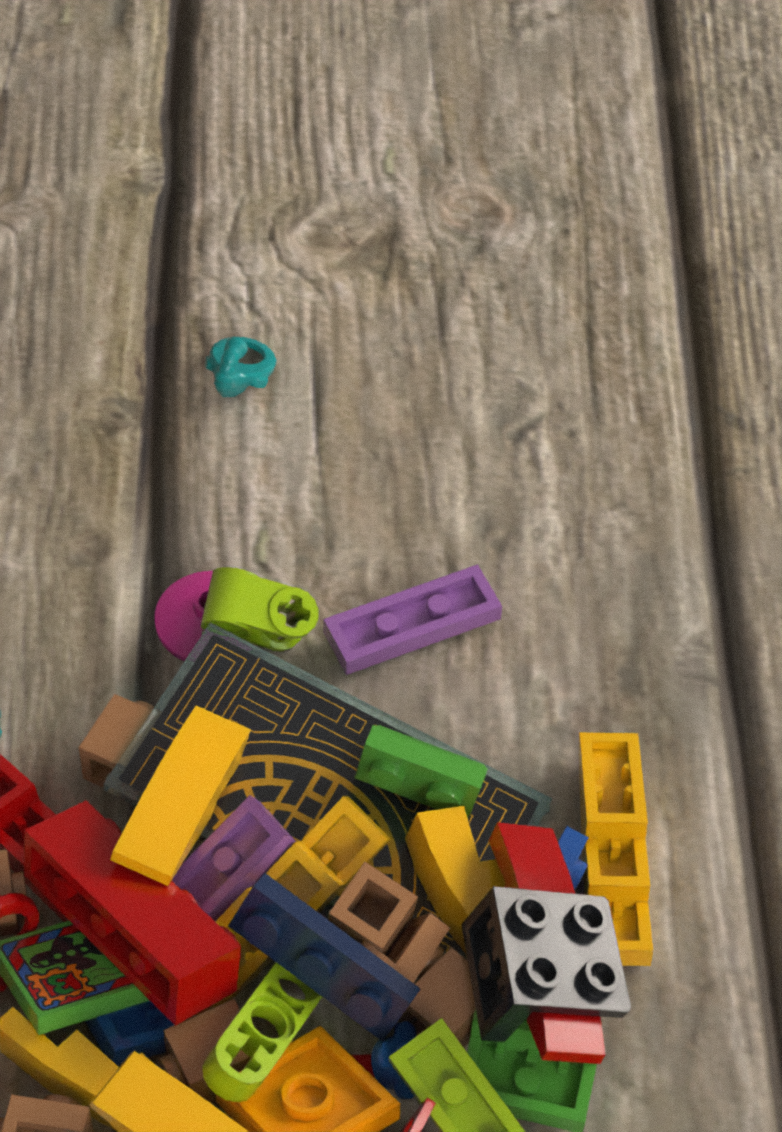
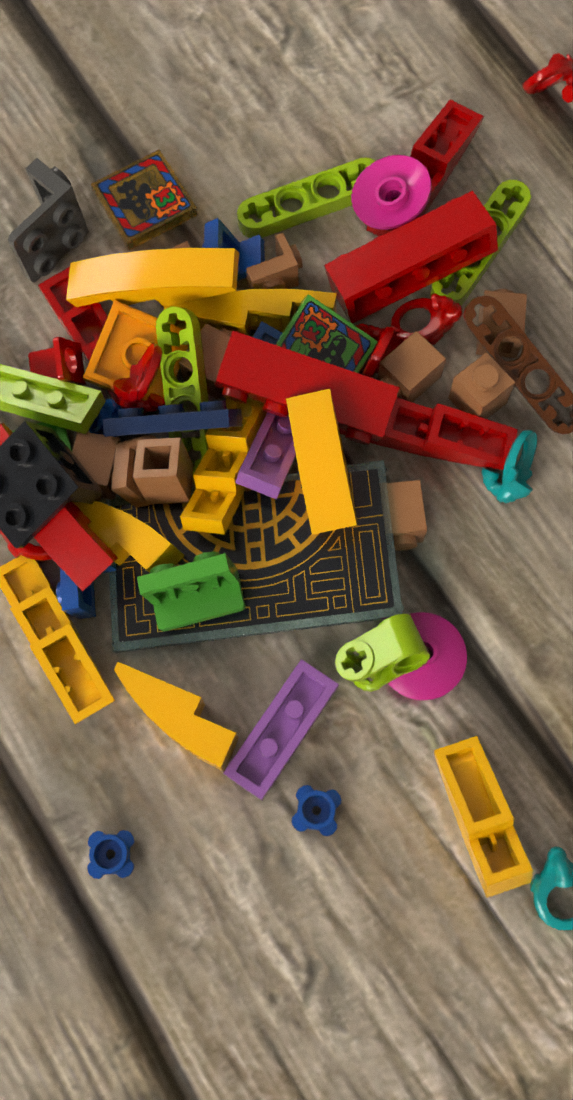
camera: 155 degrees right, 20 degrees up
(266, 447) = (483, 817): none -> yellow slope
(344, 1042) = (133, 389): none -> red piece
(426, 526) = (305, 819): none -> blue plate
(515, 683) = (179, 717): none -> yellow slope
(670, 598) = (101, 844): none -> blue plate

